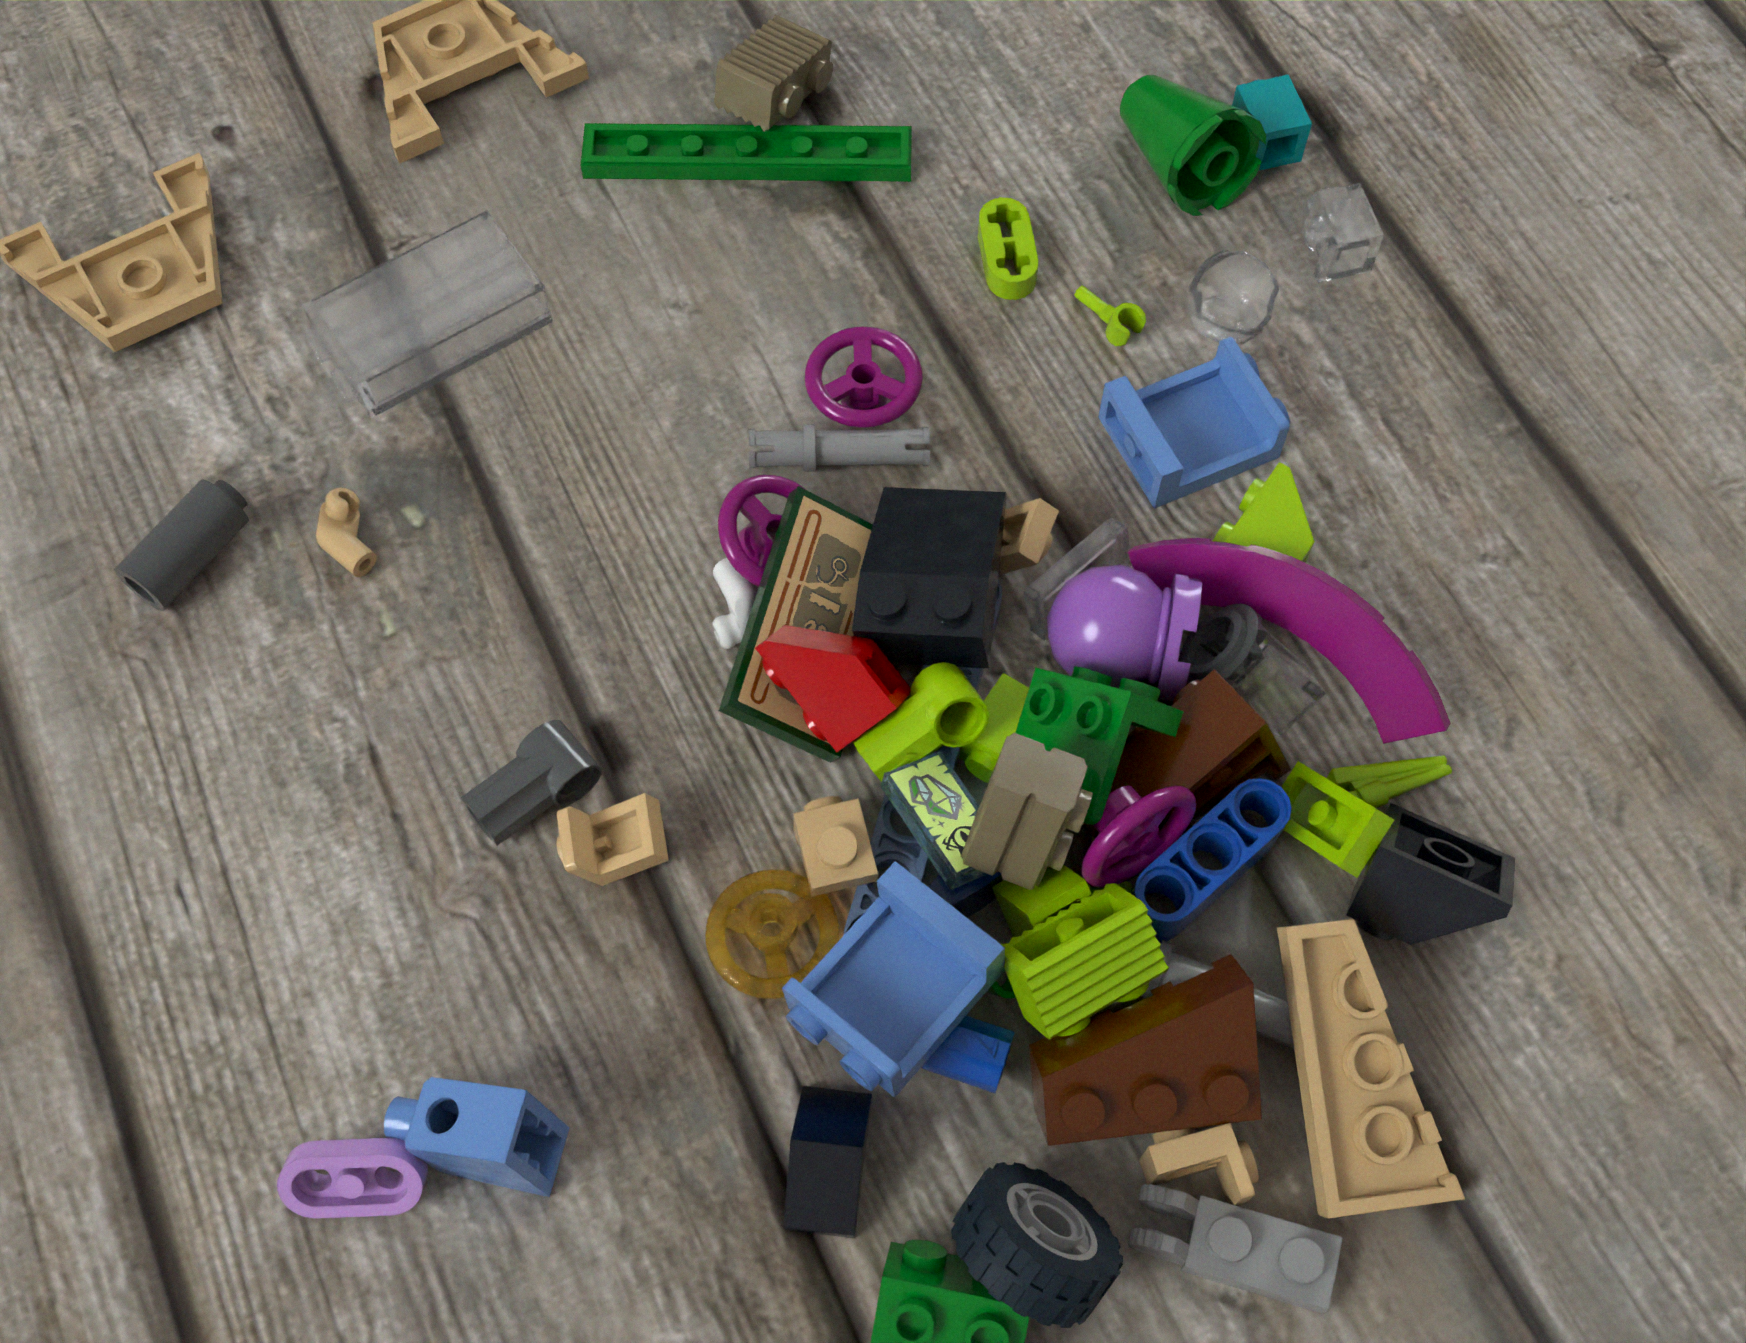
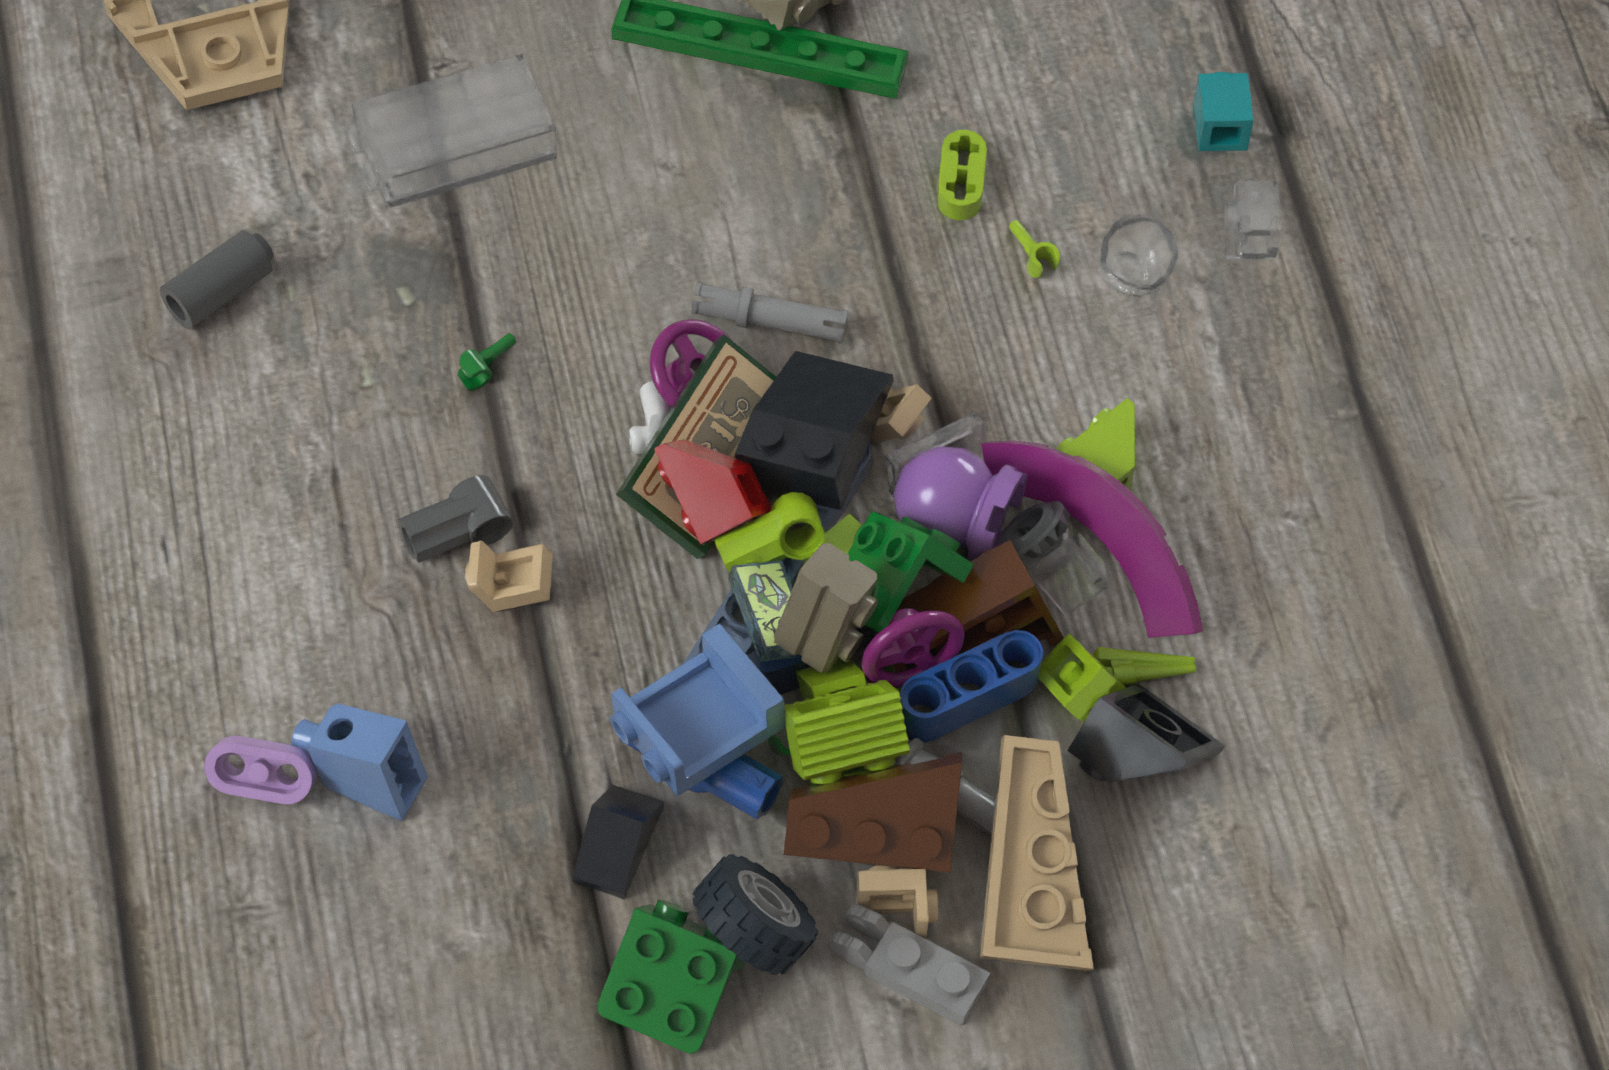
camera: 10 degrees right, 5 degrees down
(339, 529) = (342, 296): tan arm -> none
(511, 583) = (474, 365): none -> green hand
(763, 910) = (614, 648): clear yellow piece -> none
(834, 845) = (680, 614): tan bracket -> none
(863, 387) = (804, 271): magenta piece -> none
(1193, 142) = (1146, 117): green cone -> none
(1195, 425) = (1074, 356): medium blue panel -> none

